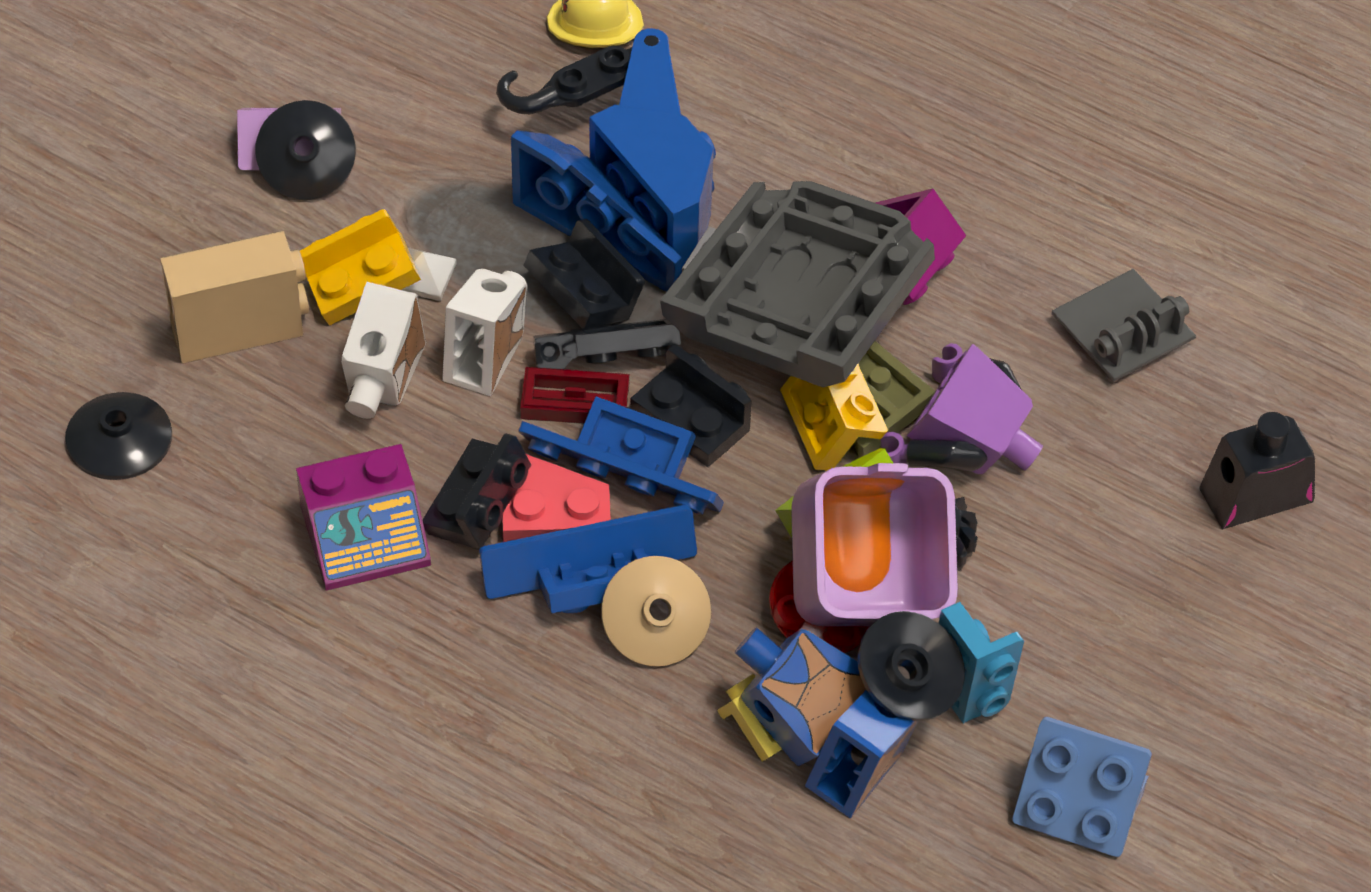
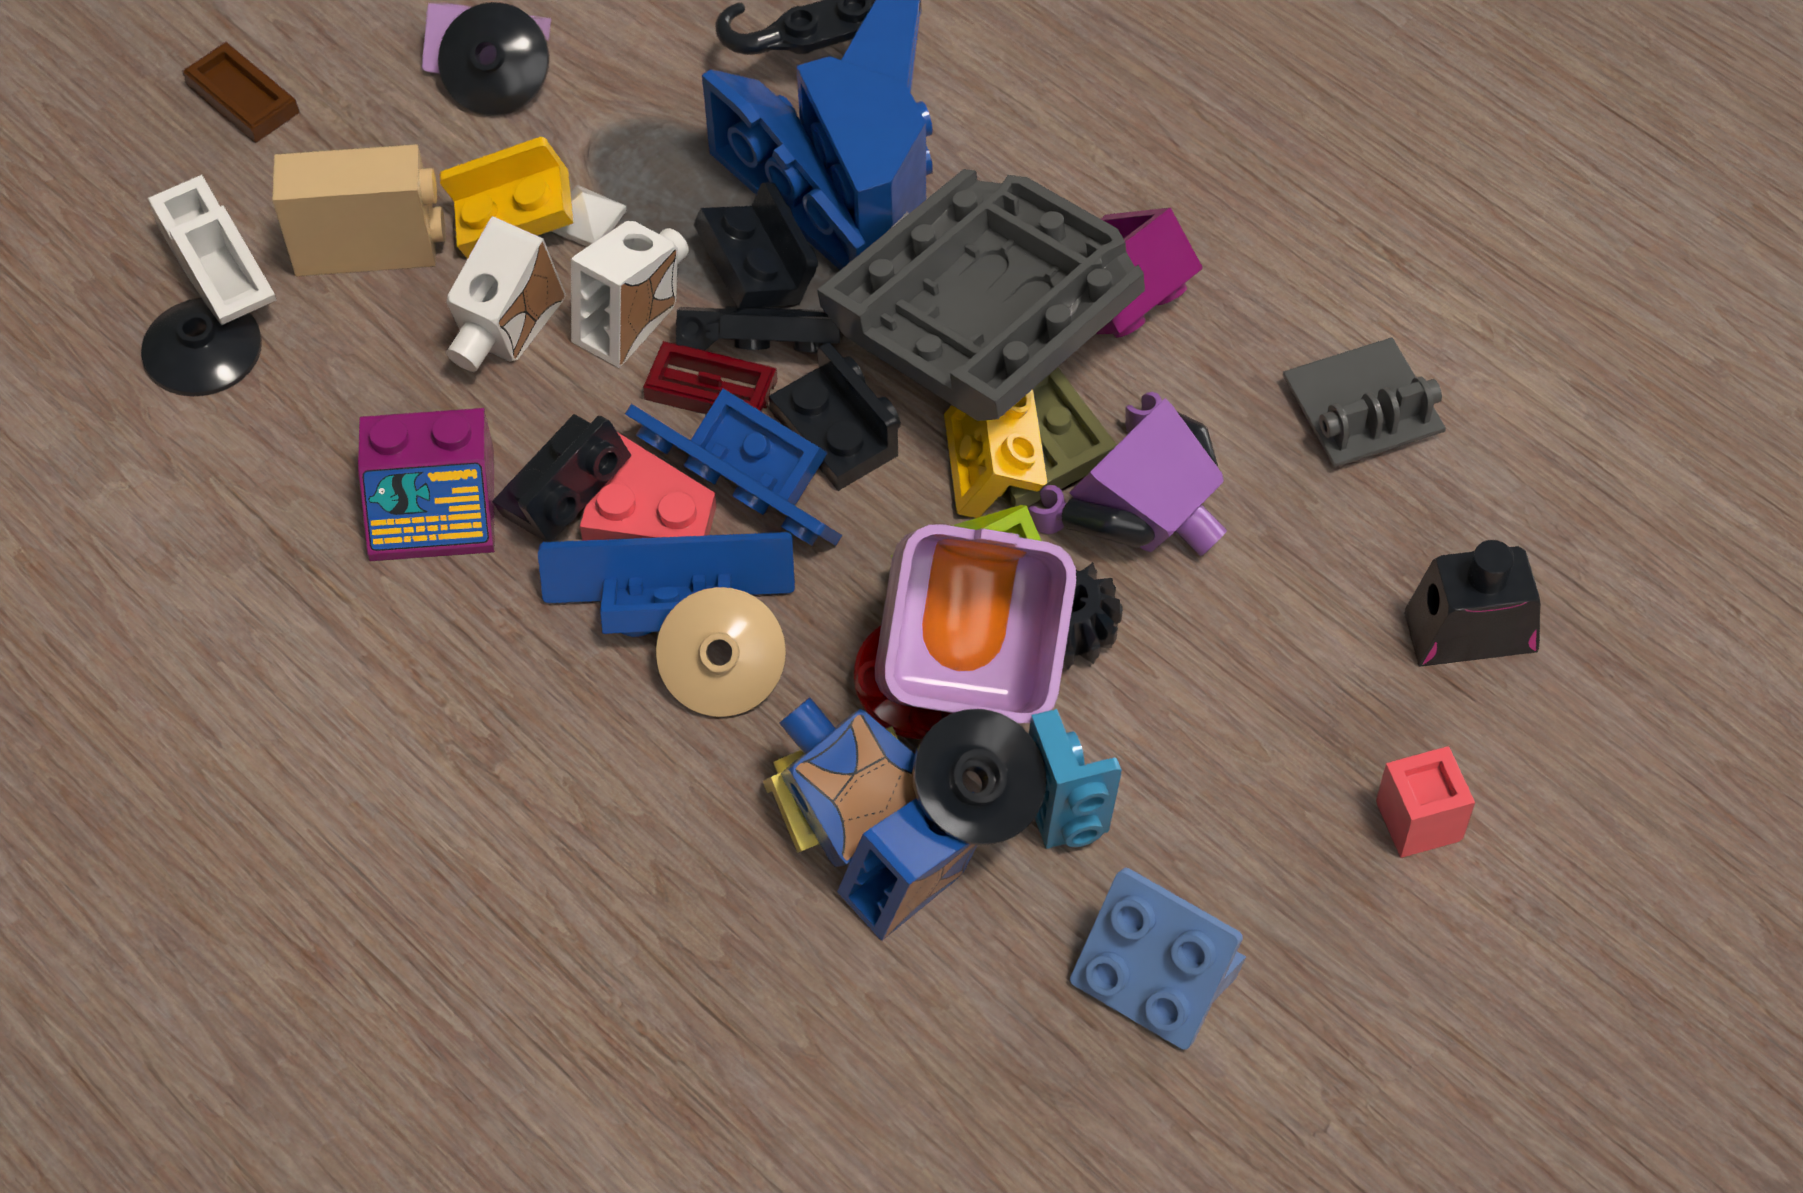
camera: 15 degrees right, 5 degrees up
(82, 212) = (241, 92): none -> reddish brown tile
(107, 351) = (210, 250): none -> white slope
(1259, 630) = (1425, 801): none -> coral panel

